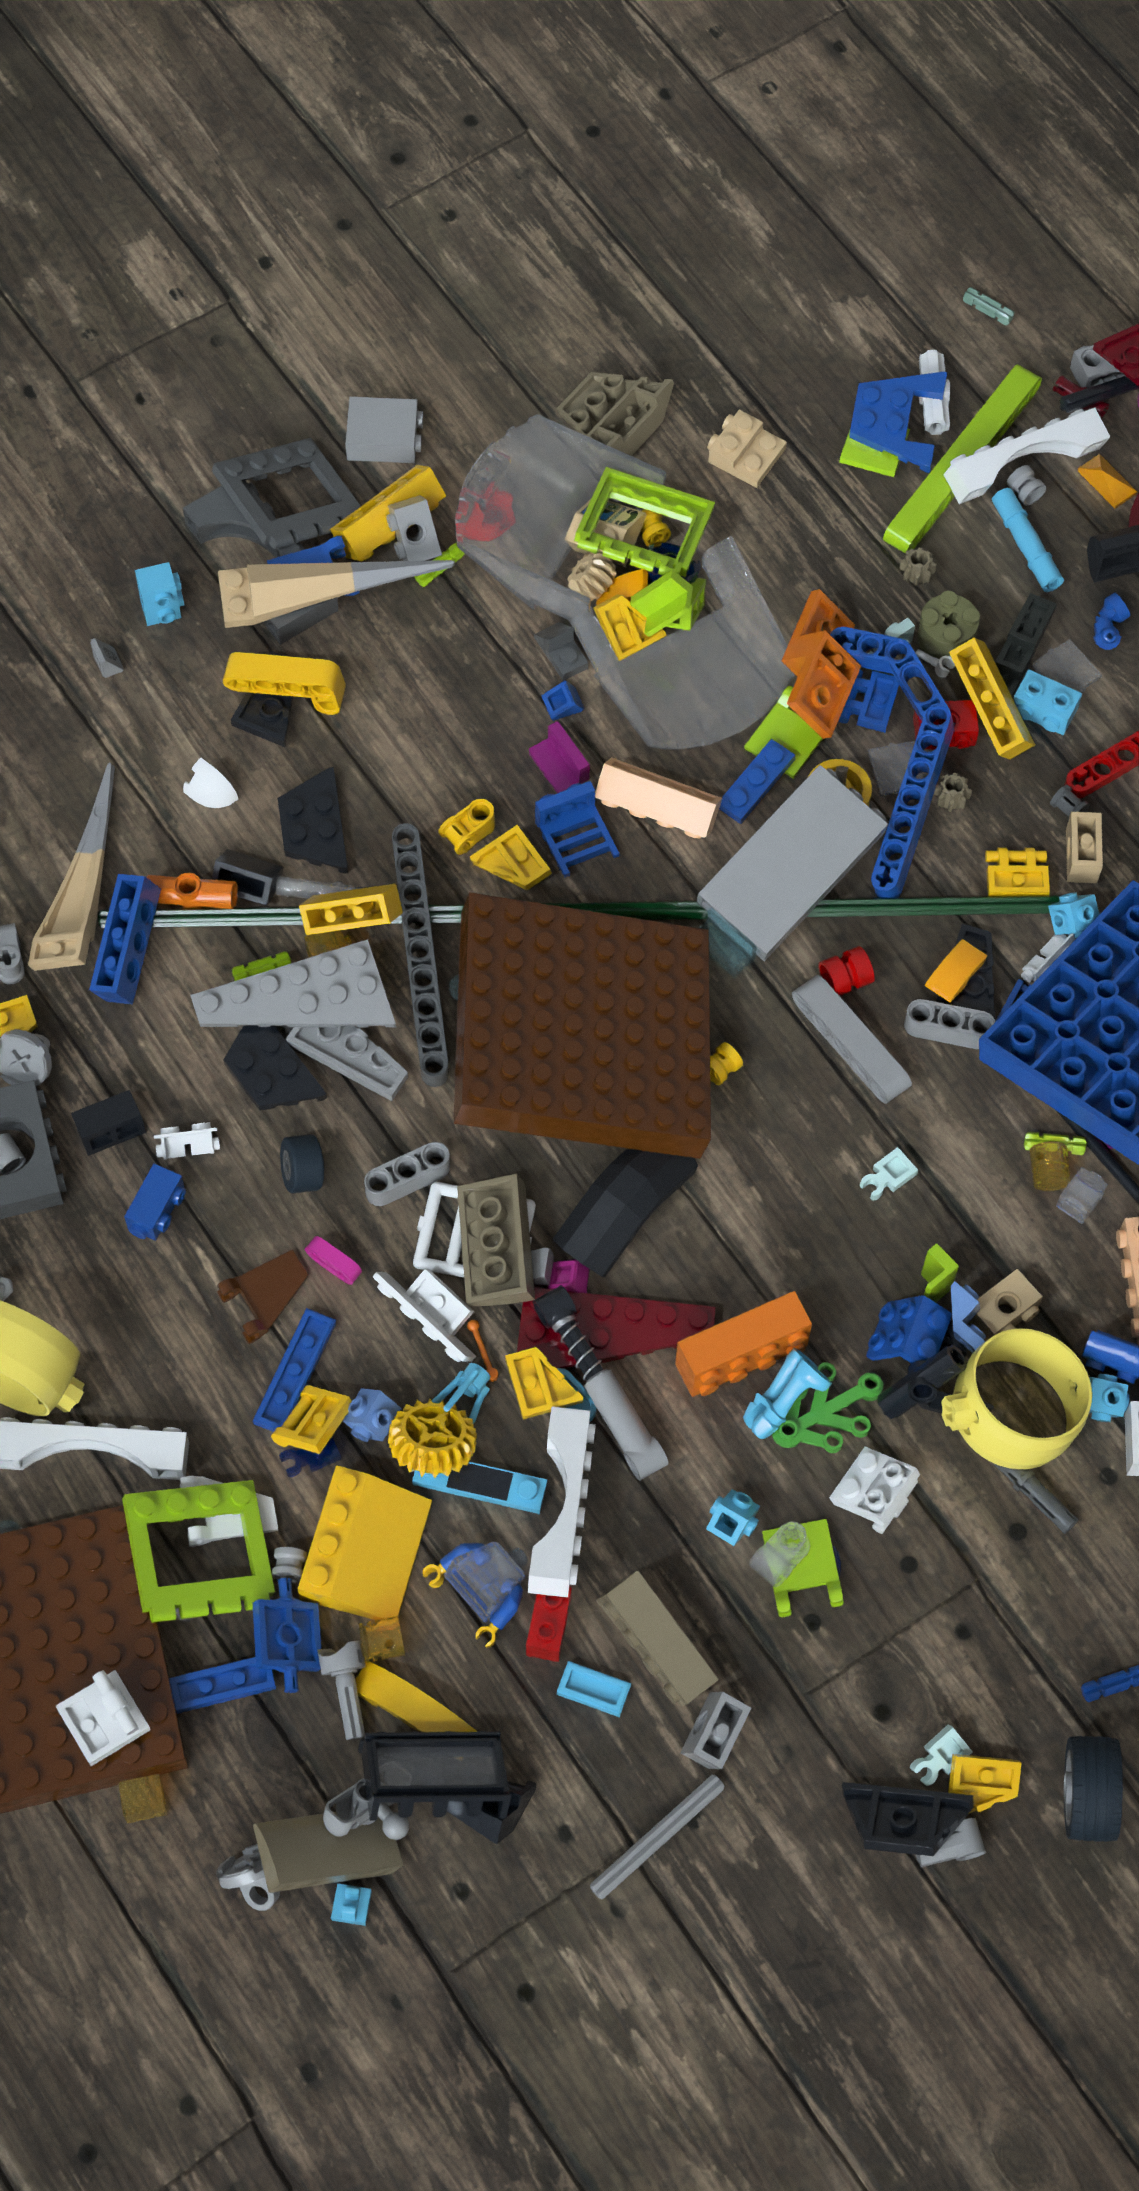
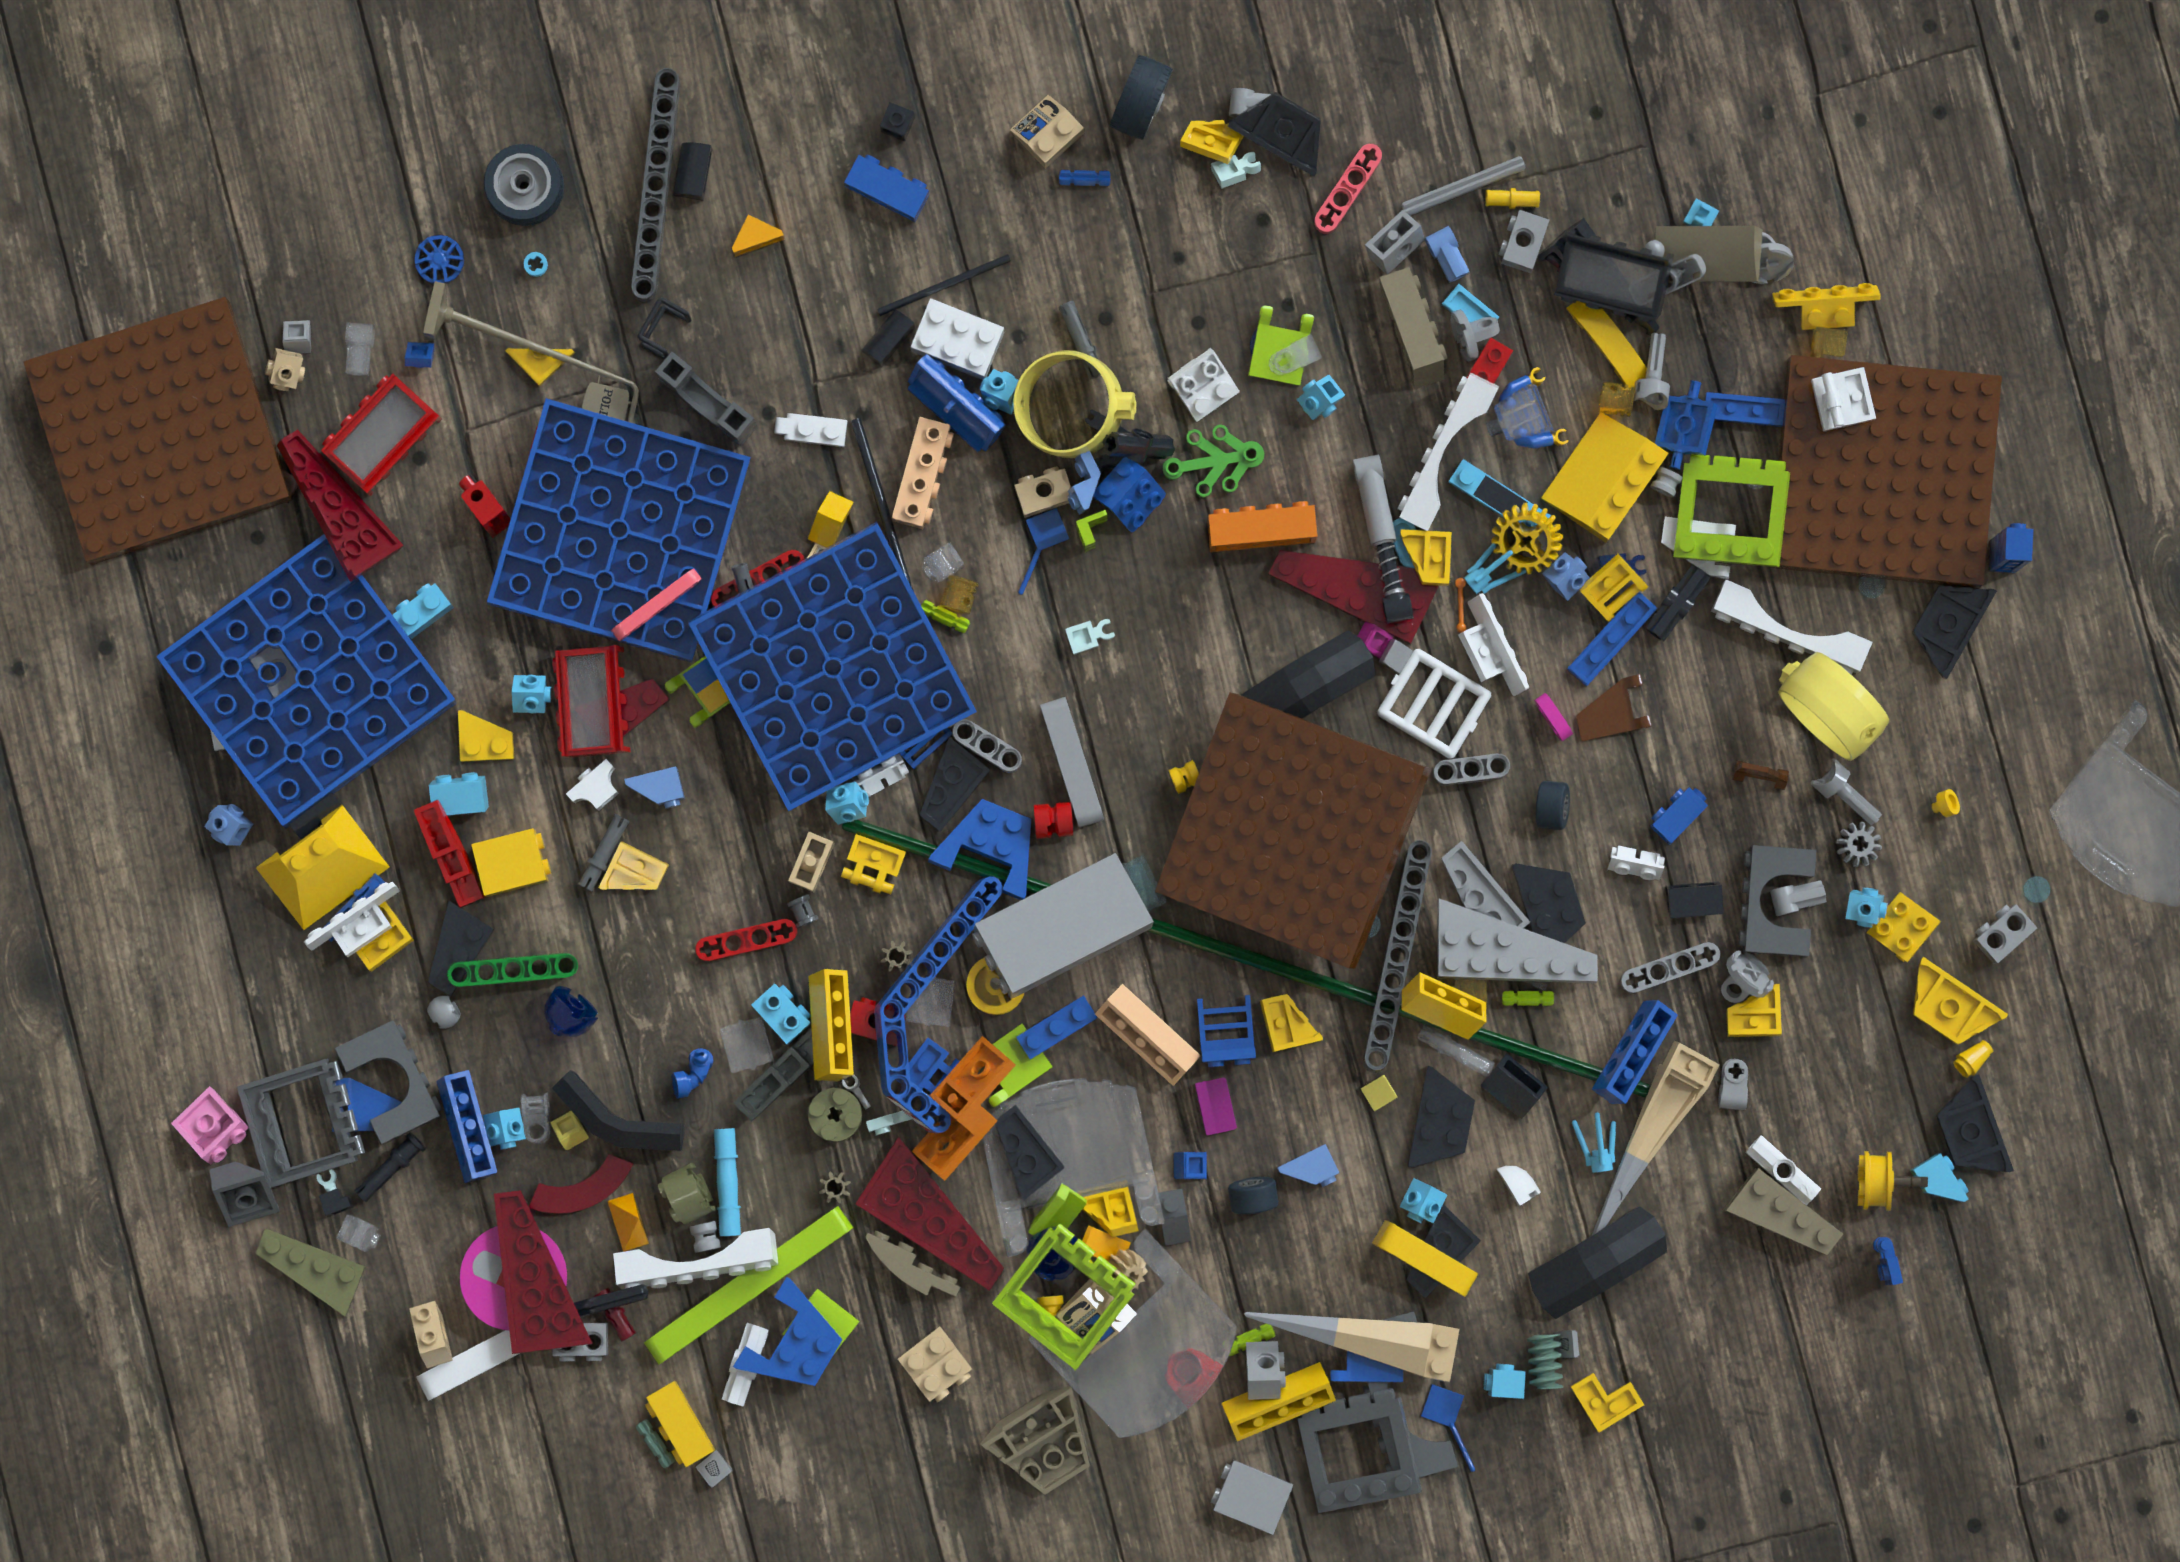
camera: 160 degrees left, 20 degrees up
(47, 612) = (1603, 1408): none -> yellow plate
(75, 1264) = (1744, 769): none -> reddish brown flag
(97, 734) = (1598, 1262): none -> black piece
(117, 1052) = (1671, 970): none -> light grey beam
(123, 630) = (1544, 1361): none -> sand green piece
(130, 838) = (1602, 1158): none -> medium azure plant
(158, 1847) = (1827, 306): none -> yellow bracket
(205, 894) = (1552, 1076): orange piece -> none
(209, 563) = (1443, 1408): none -> blue piece
(230, 1432) = (1678, 603): none -> black piece
(305, 735) = (1422, 1201): none -> medium azure brick
(383, 826) = (1379, 1092): none -> light yellow slope
(436, 733) = (1312, 1167): none -> medium blue slope
(465, 830) = (1316, 1066): yellow piece -> none
(486, 686) = (1253, 1195): none -> black wheel
(496, 1242) = (1422, 683): dark tan slope -> none
(556, 1812) = (1530, 226): none -> light grey brick
(584, 1652) = (1470, 333): none -> light grey tile
(592, 1841) = (1512, 198): none -> yellow pin
(653, 1750) = (1445, 248): none -> medium blue piece
(663, 601) = (1077, 1205): lime panel -> none
(736, 651) = (1026, 1152): none -> black wing
(793, 1378) = (1259, 468): medium azure piece -> none
(796, 1783) = (1344, 186): none -> coral beam
(821, 520) = (900, 1261): none -> dark tan slope
(845, 575) = (916, 1207): none -> dark red wing
(902, 940) = (995, 835): none -> blue wing
(921, 301) = (714, 1468): none -> light grey slope
(956, 970) = (965, 785): light orange slope -> none
(973, 325) = (679, 1424): none -> yellow brick
(982, 1269) = (1046, 531): none -> blue piece
(1063, 509) = (687, 1194): none -> olive brick

